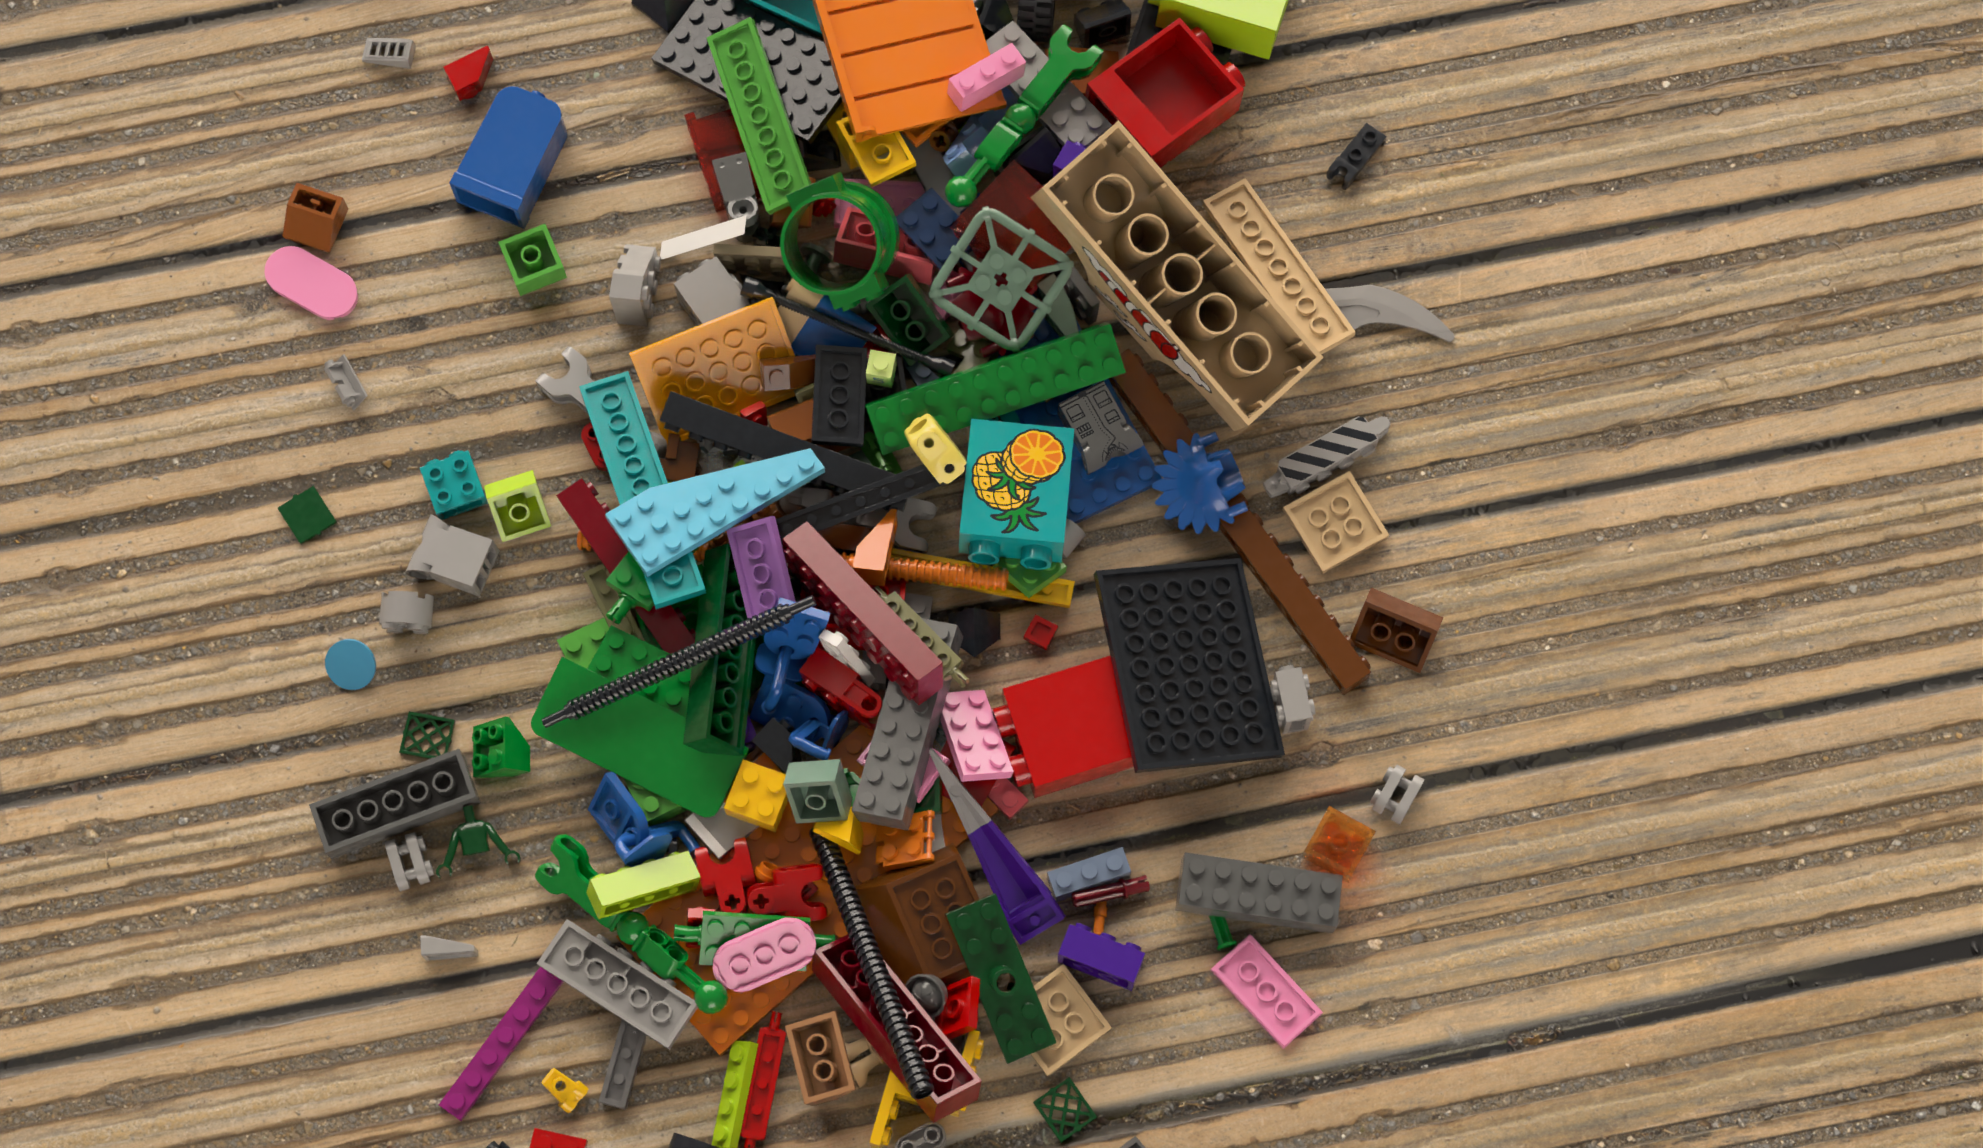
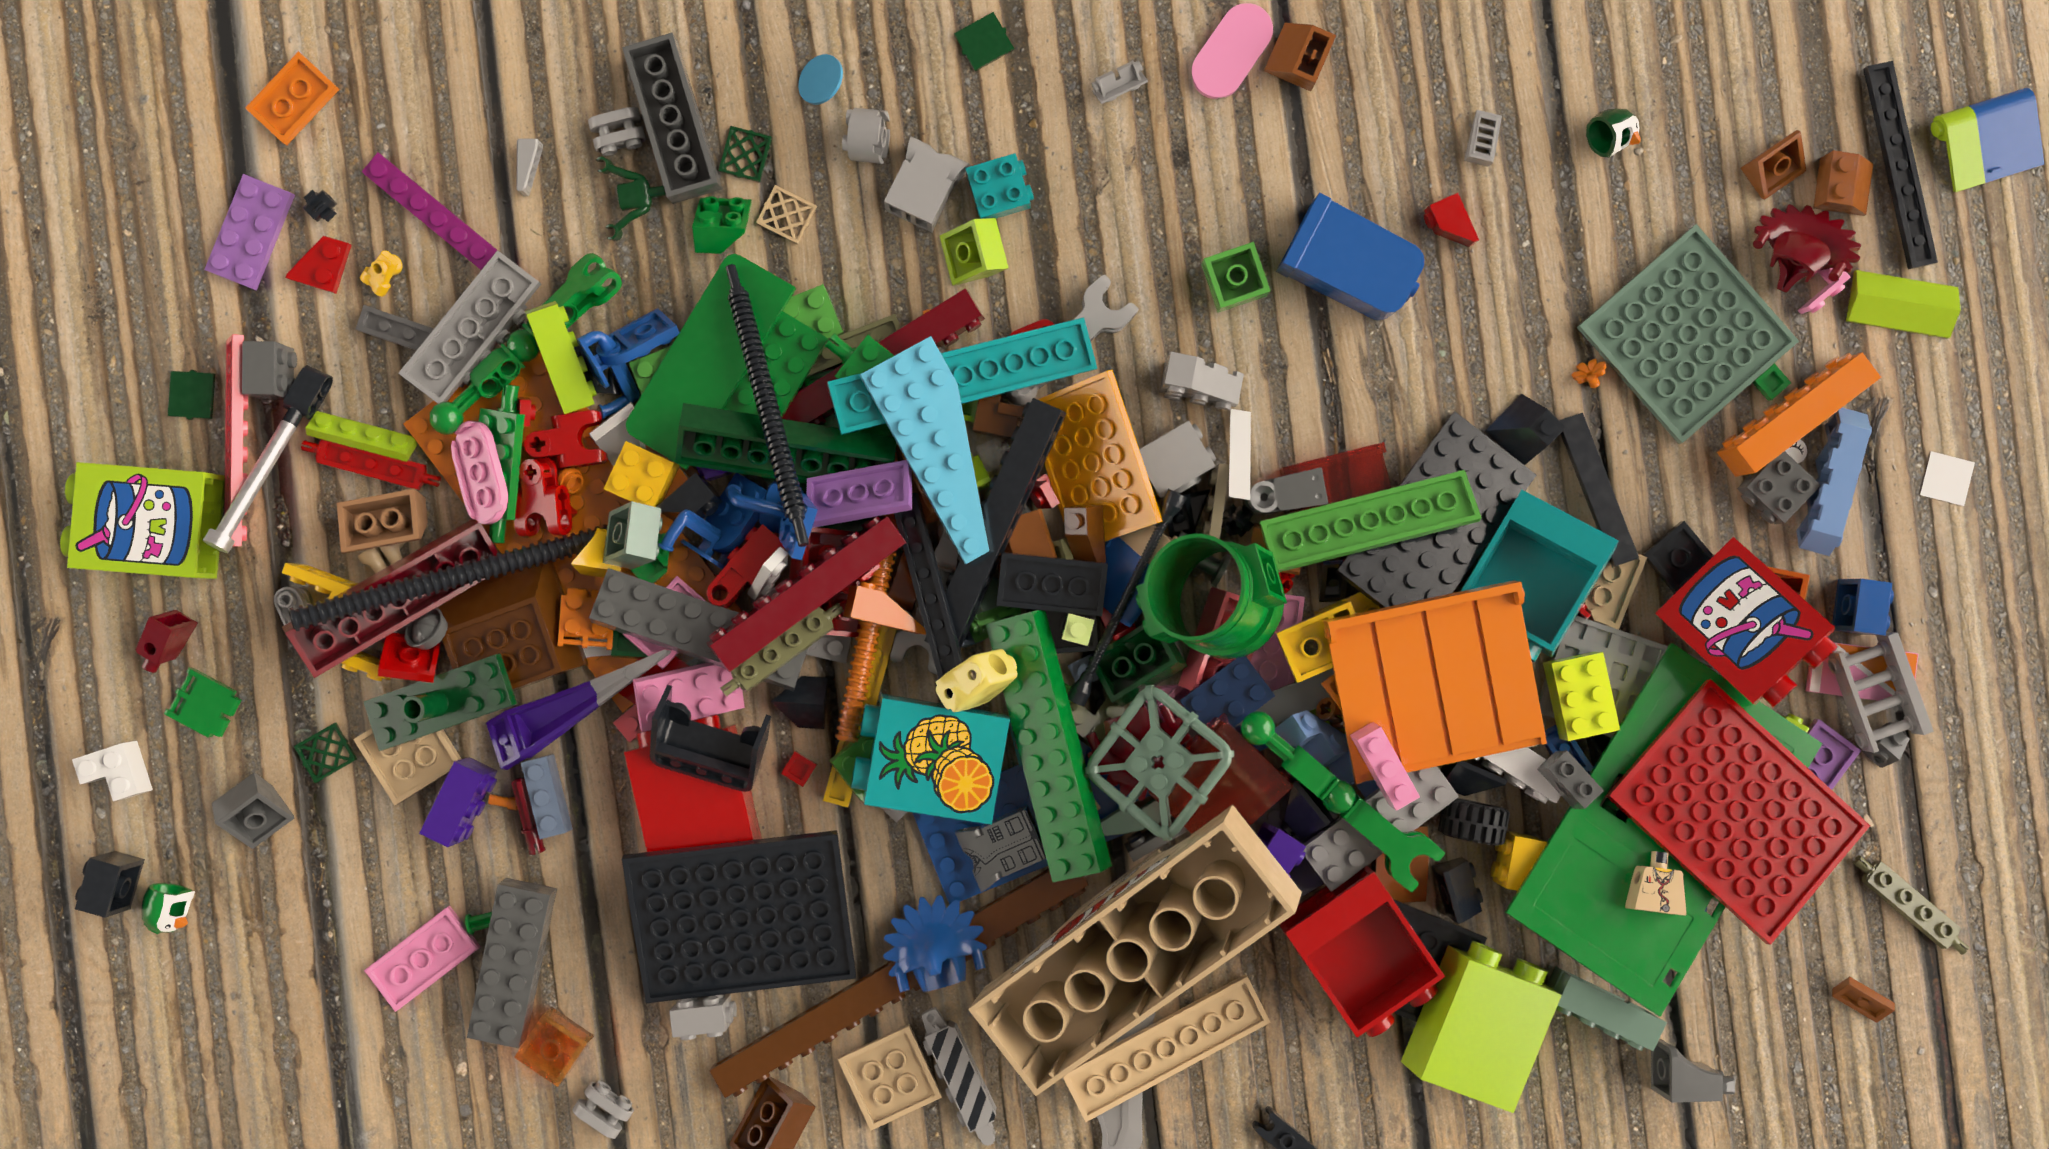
camera: 90 degrees right, 15 degrees up
(495, 672) = (805, 223): none -> tan window
(1027, 698) = (705, 750): none -> black windscreen

